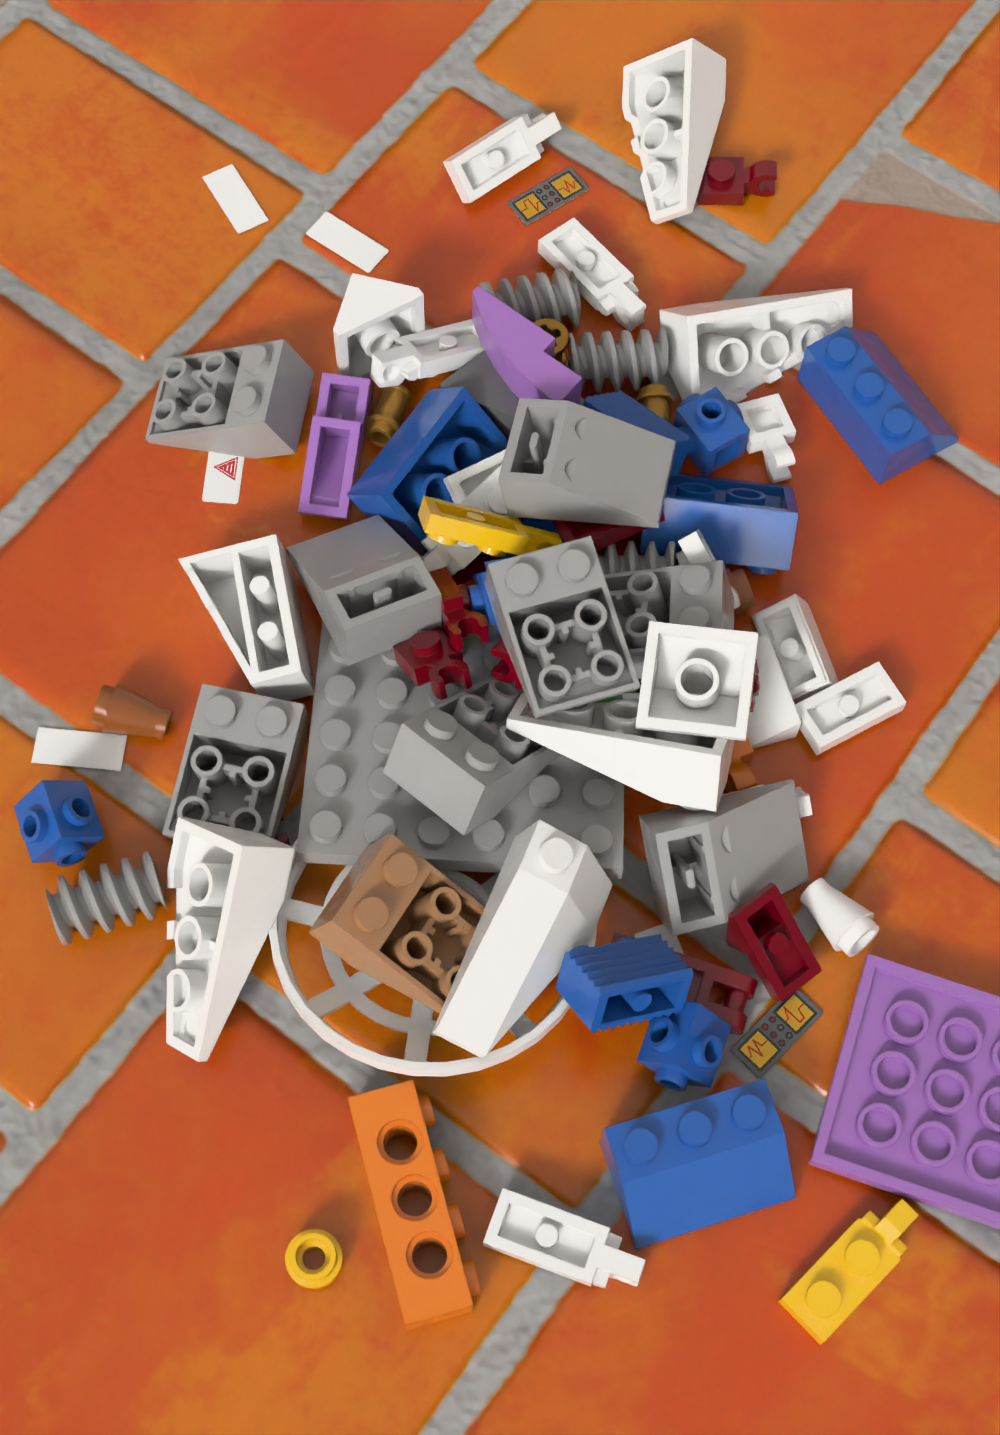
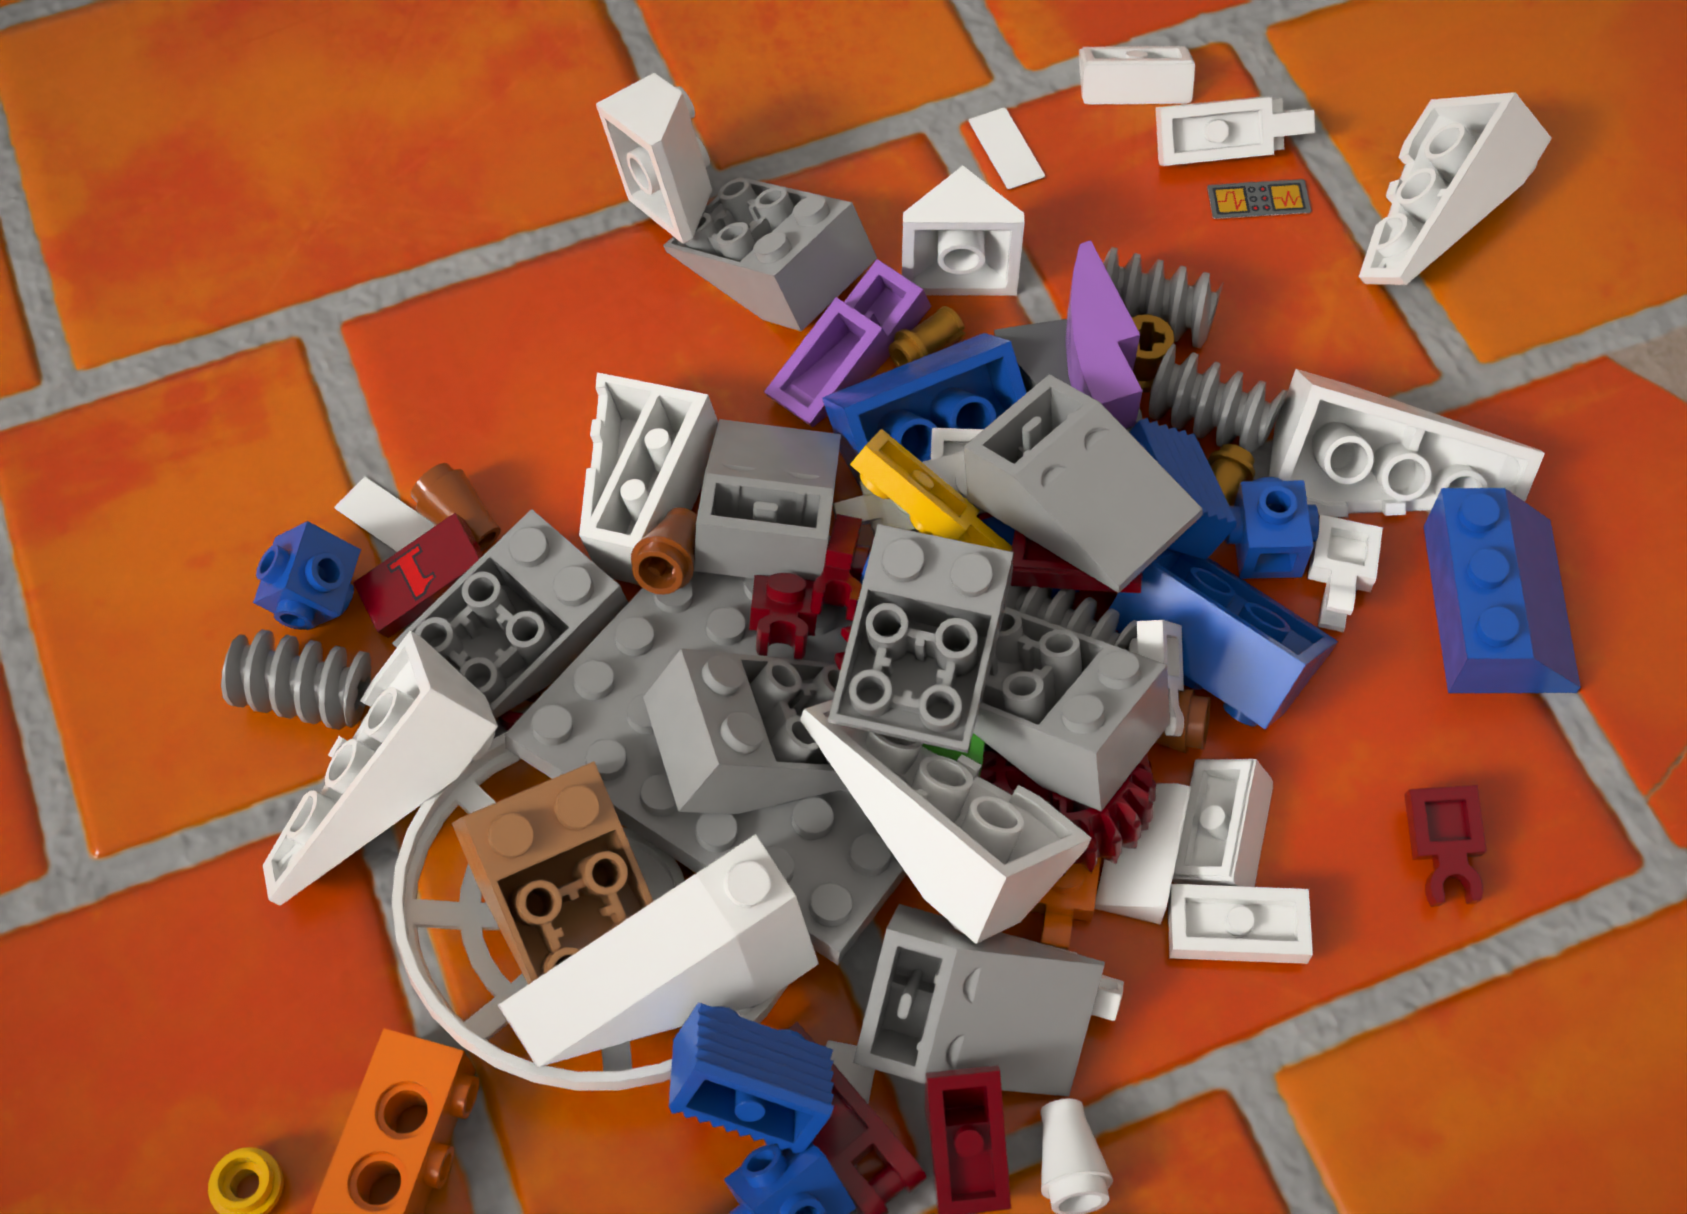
camera: 35 degrees right, 5 degrees down
(107, 371) = (659, 153): none -> white slope
(141, 775) = (417, 575): none -> dark red tile
(223, 478) = (716, 323): white sticker -> none
(235, 198) = (918, 53): white sticker -> none
(324, 664) = (666, 555): none -> dark orange cone
(406, 141) = (1136, 75): none -> white slope
(426, 354) = (999, 293): white hinge -> none
(598, 273) = (1252, 299): white hinge -> none
(697, 681) = (1042, 782): white slope -> none
(727, 181) = (1479, 271): dark red plate -> none
(937, 575) = (1448, 829): none -> dark red plate

